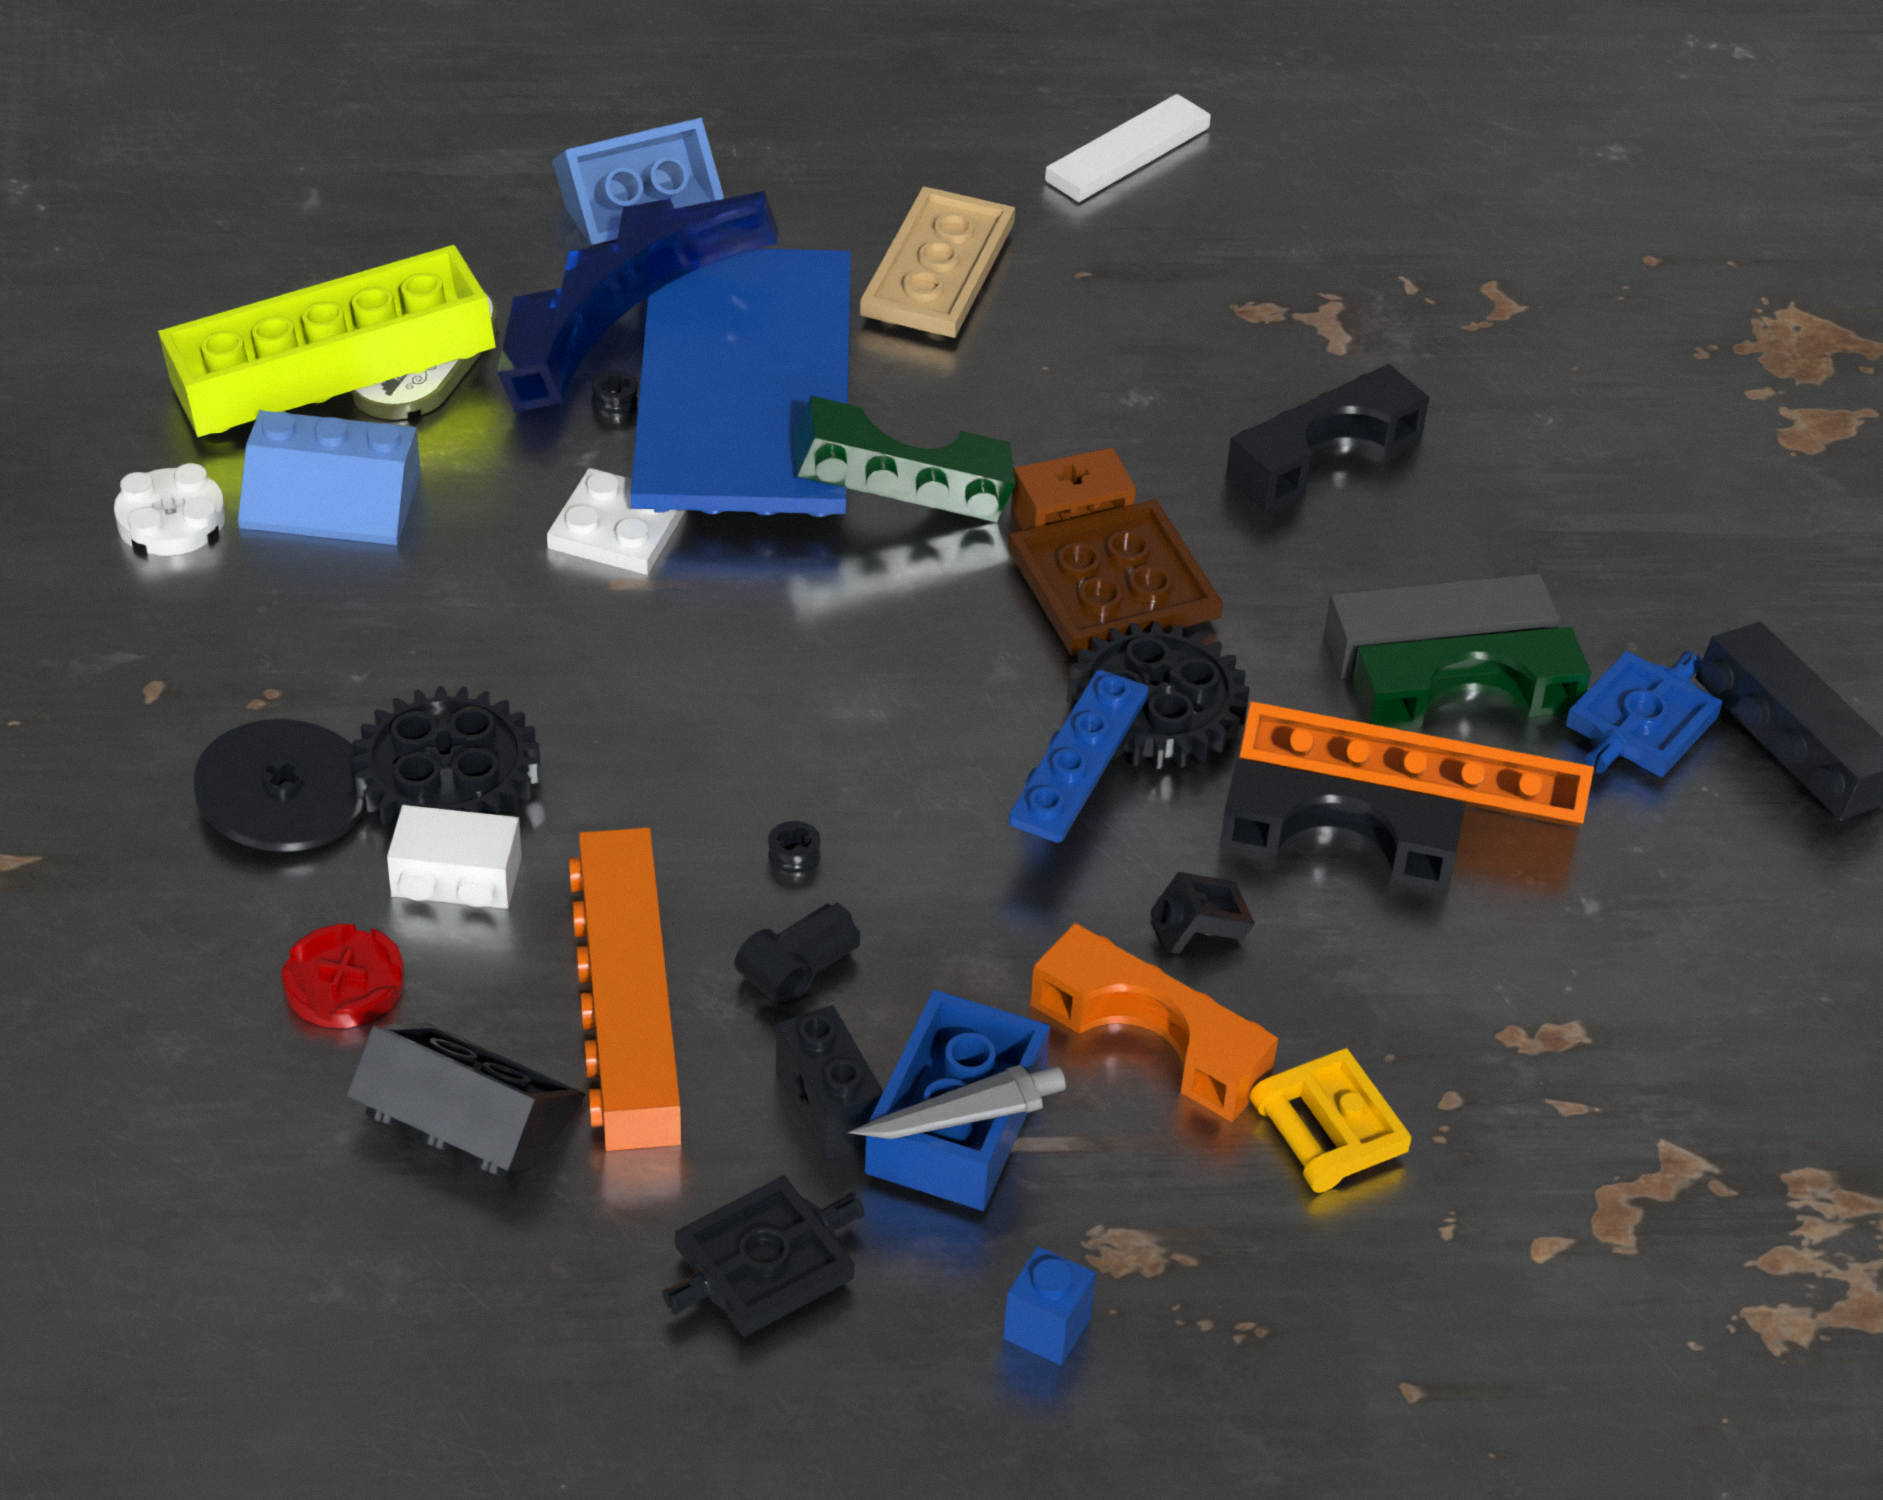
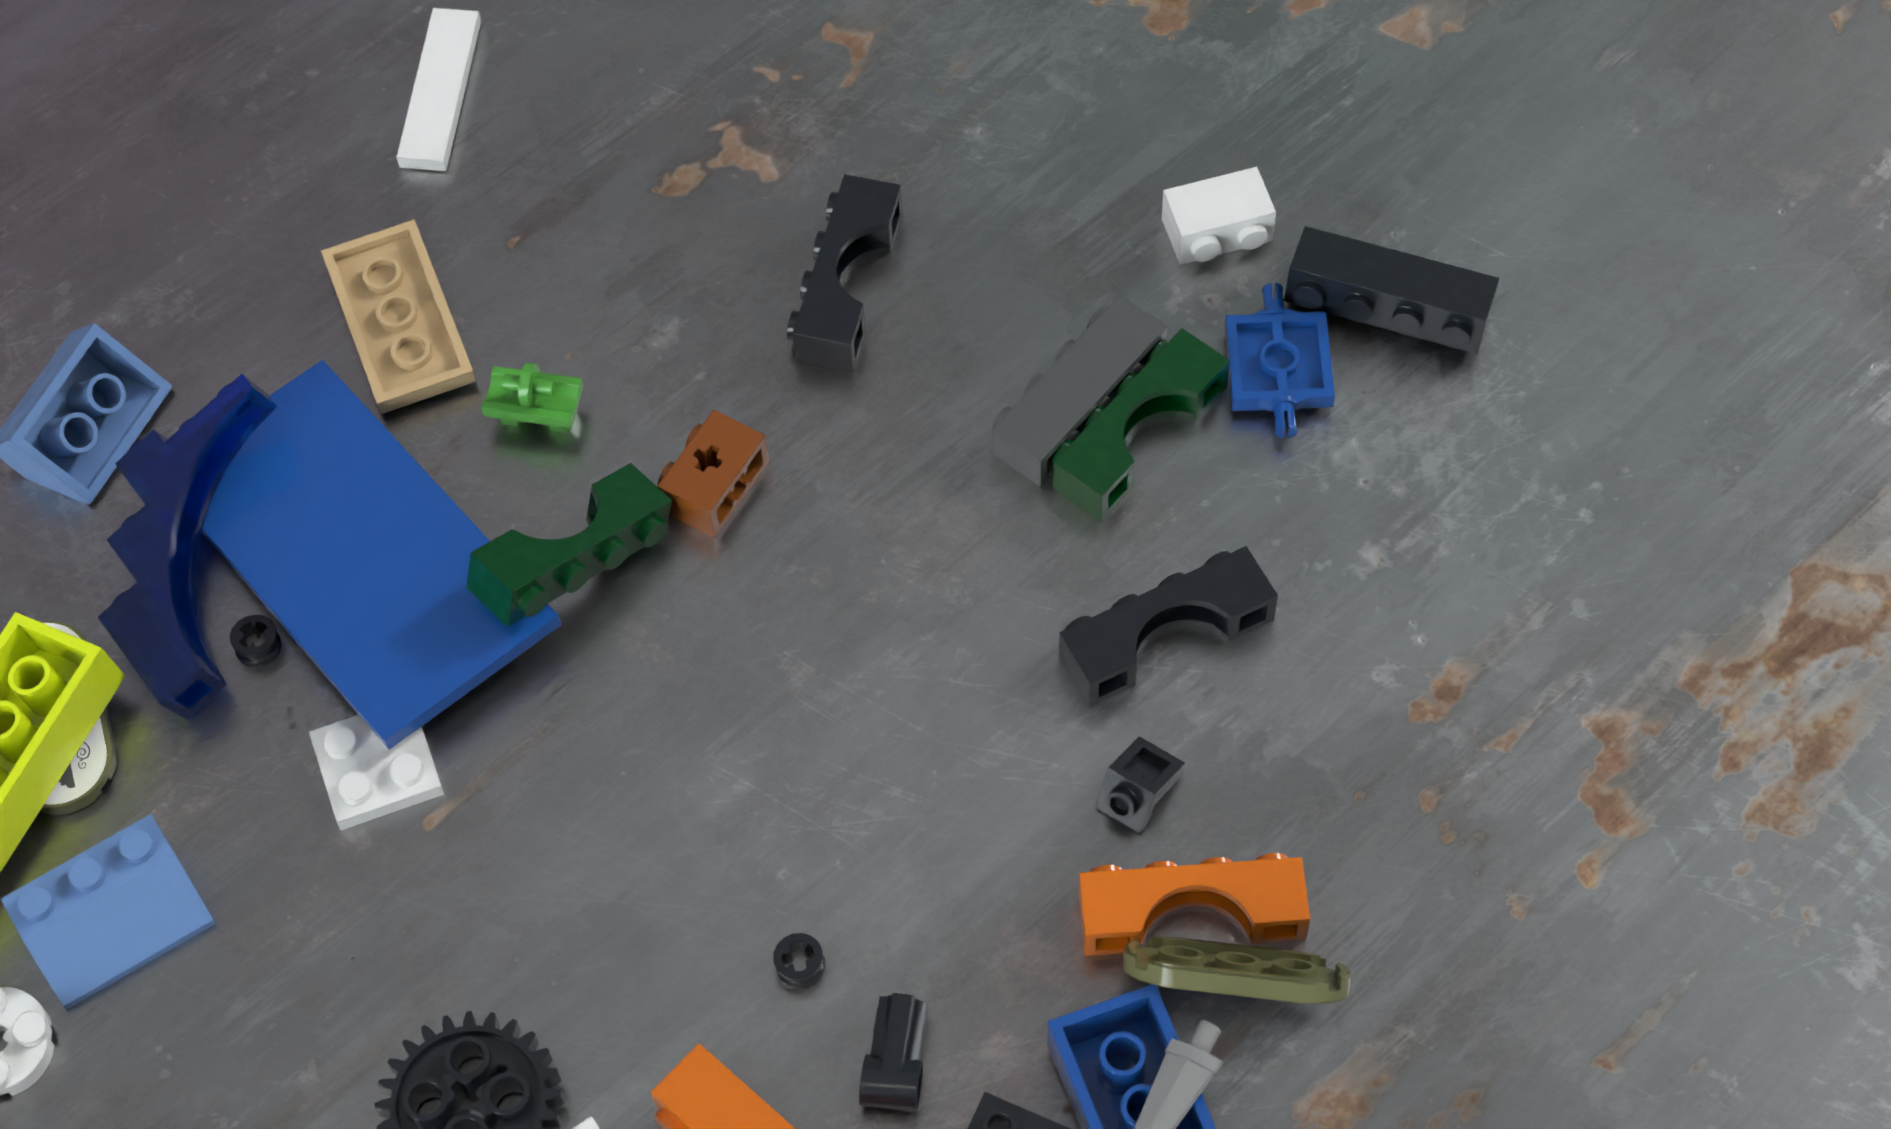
camera: 35 degrees left, 15 degrees up
(980, 362) = (533, 397): none -> bright green hips
(1078, 756) = (948, 724): blue bracket -> none
(1114, 573) = (807, 524): reddish brown plate -> none
(1138, 1077) = (1236, 970): none -> olive tile
(1192, 691) = (946, 650): black gear -> none
(1345, 1107) = (1382, 871): yellow plate -> none
(1419, 764) = (1178, 537): orange brick -> none
(1695, 583) = (1218, 216): none -> white brick

